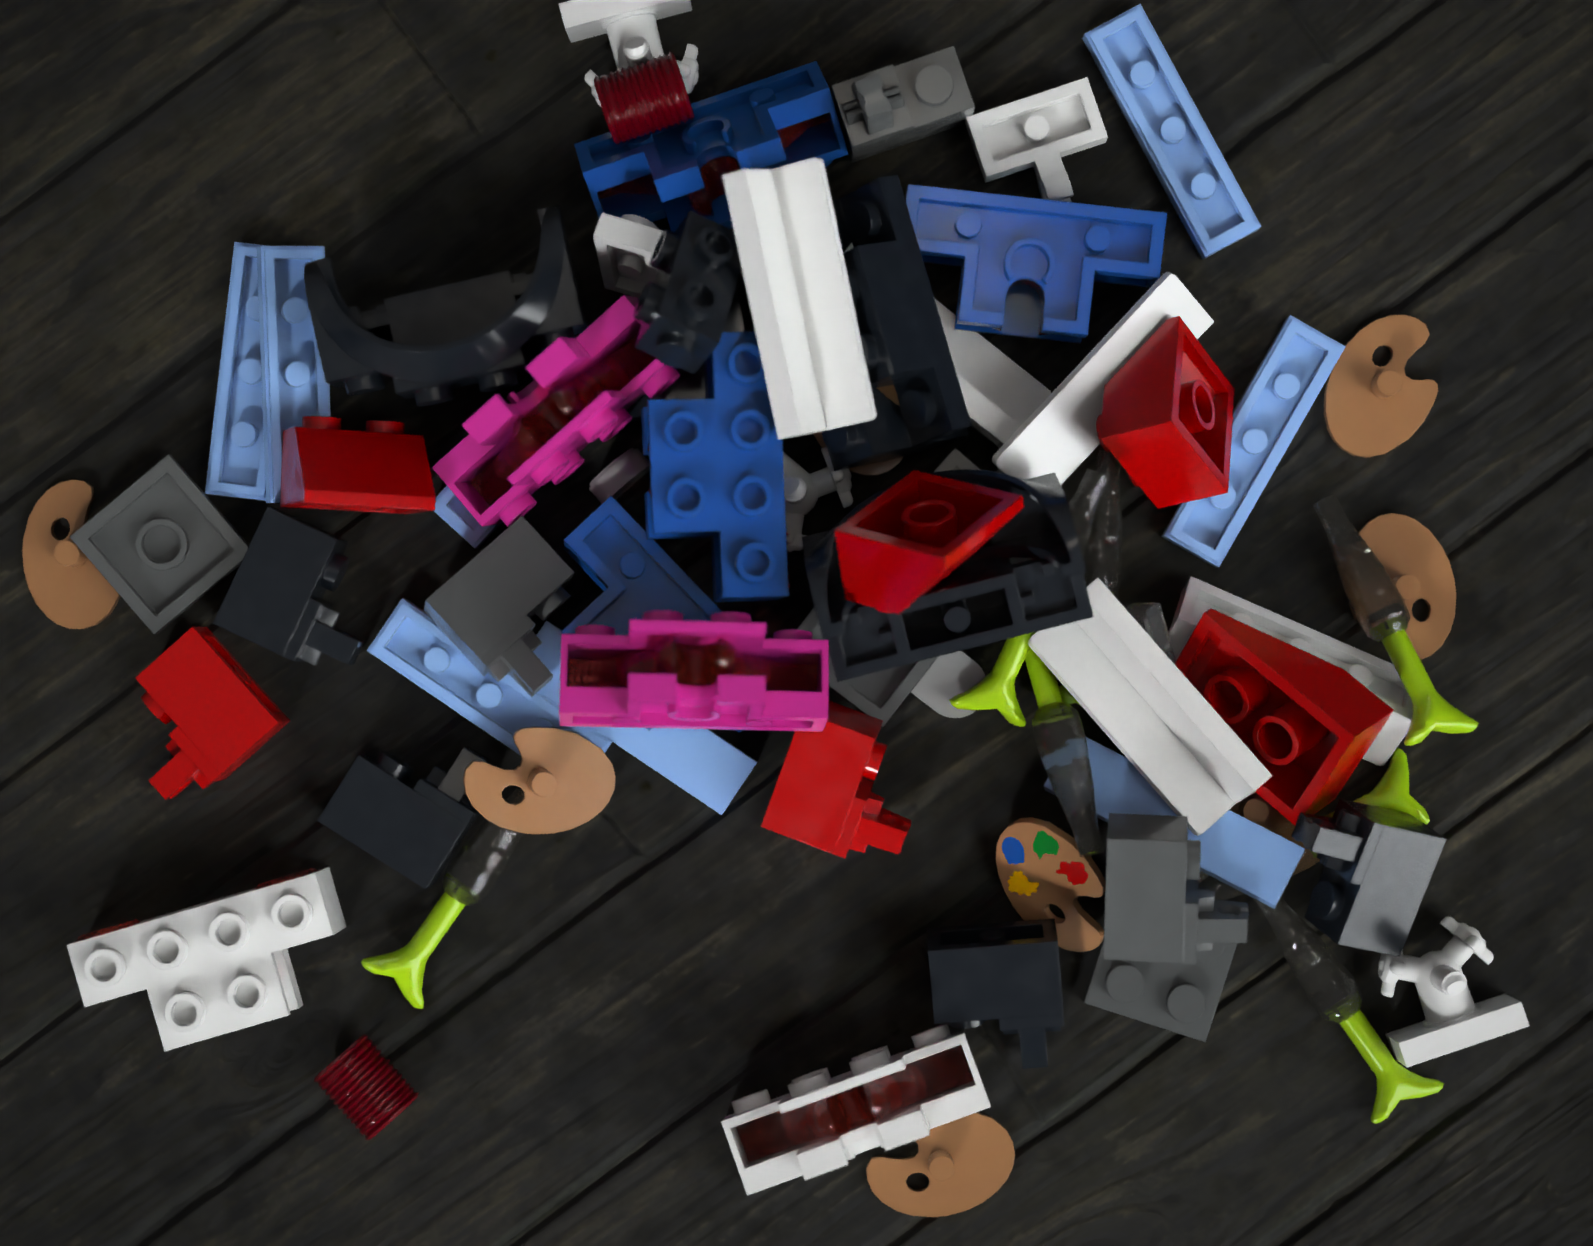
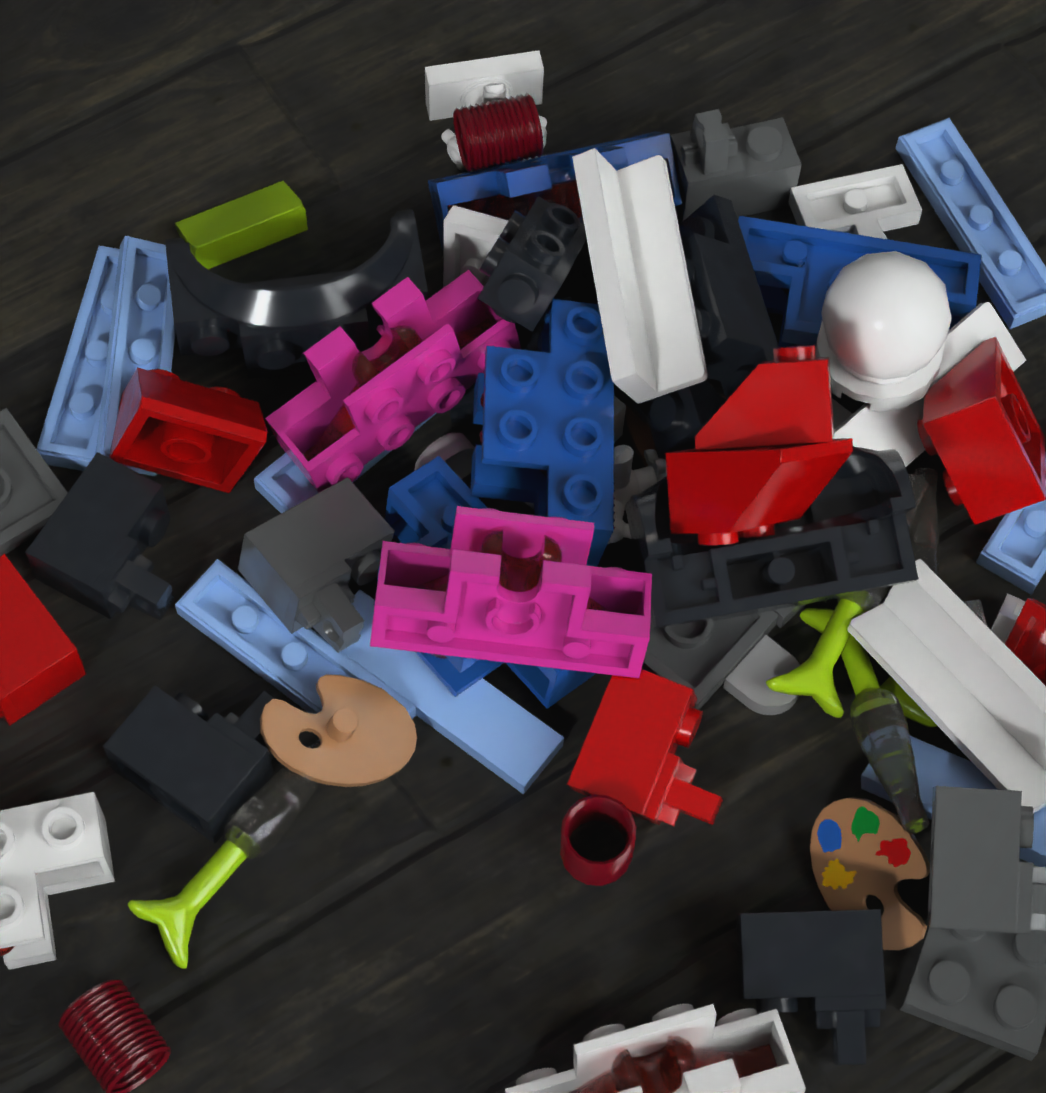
camera: 10 degrees right, 25 degrees down
(380, 199) = (244, 225): none -> lime slope
(792, 903) = (597, 809): none -> dark red piece
(942, 465) = (776, 404): none -> red slope
(1057, 342) = (884, 330): none -> white tile

